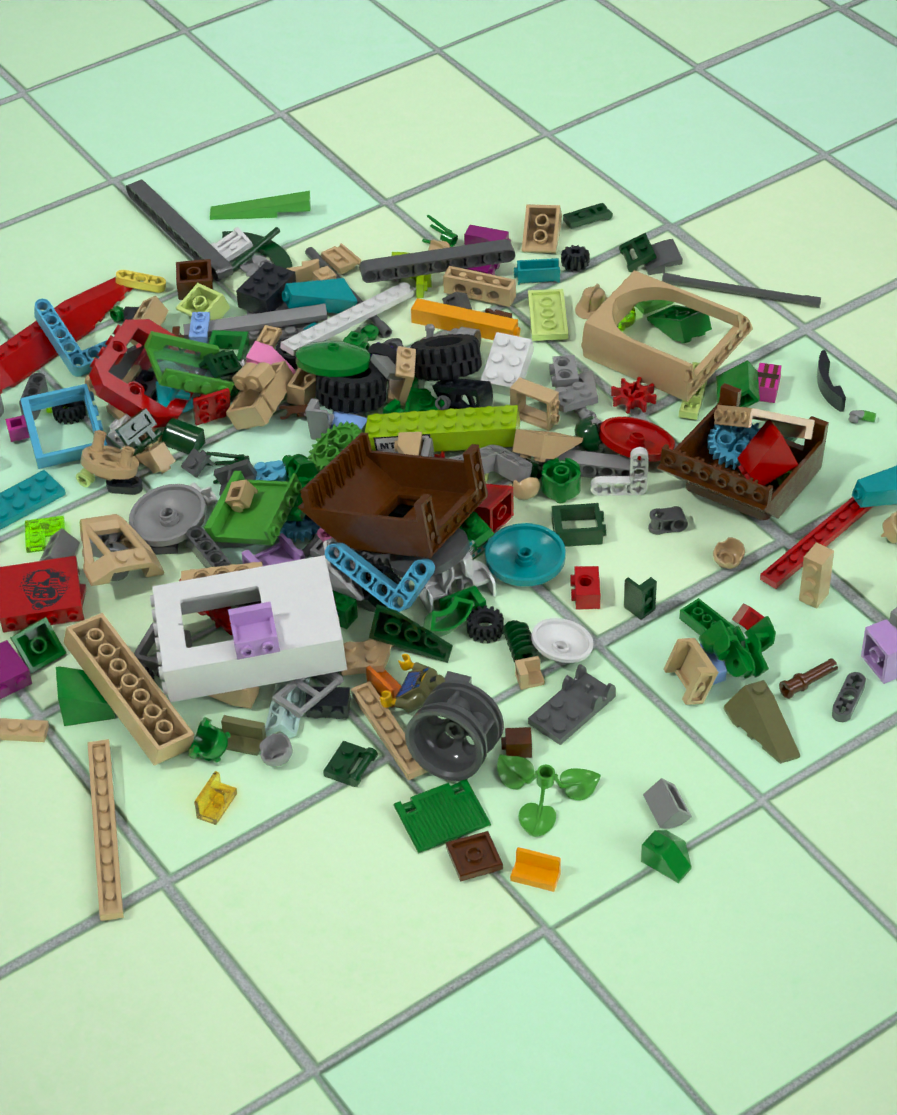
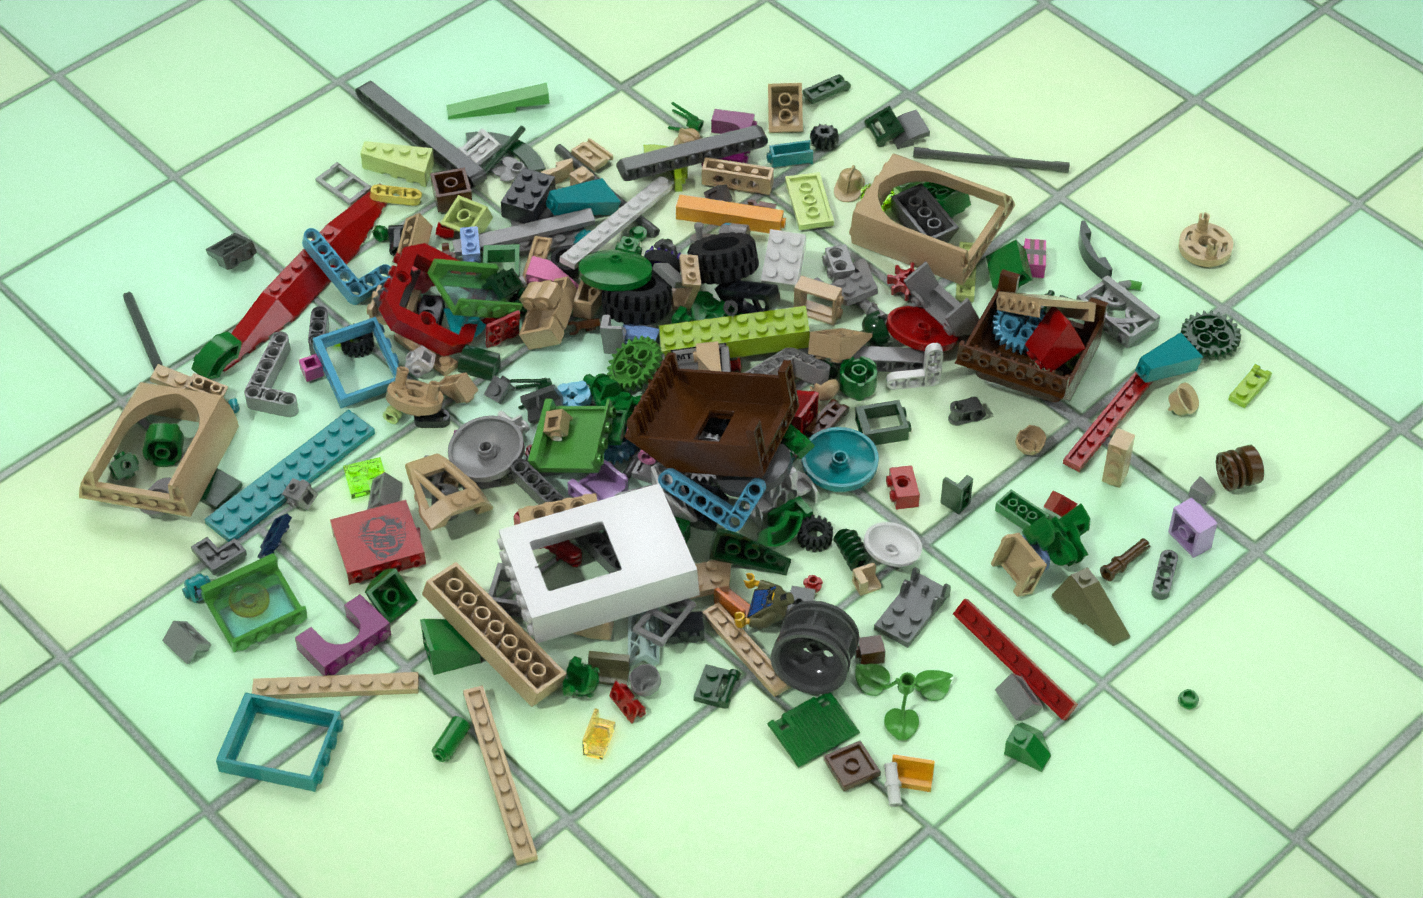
camera: 10 degrees left, 5 degrees up
(63, 788) = (450, 739): none -> green brick
(85, 274) = (336, 190): none -> light grey window
(136, 427) = (434, 359): plate -> none
(150, 251) = (398, 161): none -> yellowish green wedge
(179, 317) = (444, 232): none -> red plate
(252, 769) = (623, 698): none -> red hinge
(254, 630) = (611, 569): lavender panel -> none
(474, 671) = (817, 585): none -> red plate
(512, 878) = (892, 784): none -> white pin
(525, 513) = (827, 417): none -> reddish brown plate
(649, 406) = (954, 316): none -> light grey windscreen
(659, 330) = (923, 214): none -> dark grey slope
(671, 766) = (1015, 659): none -> red plate
(848, 424) = (1131, 304): none -> light grey fence
(851, 824) = (1188, 699): none -> green plate

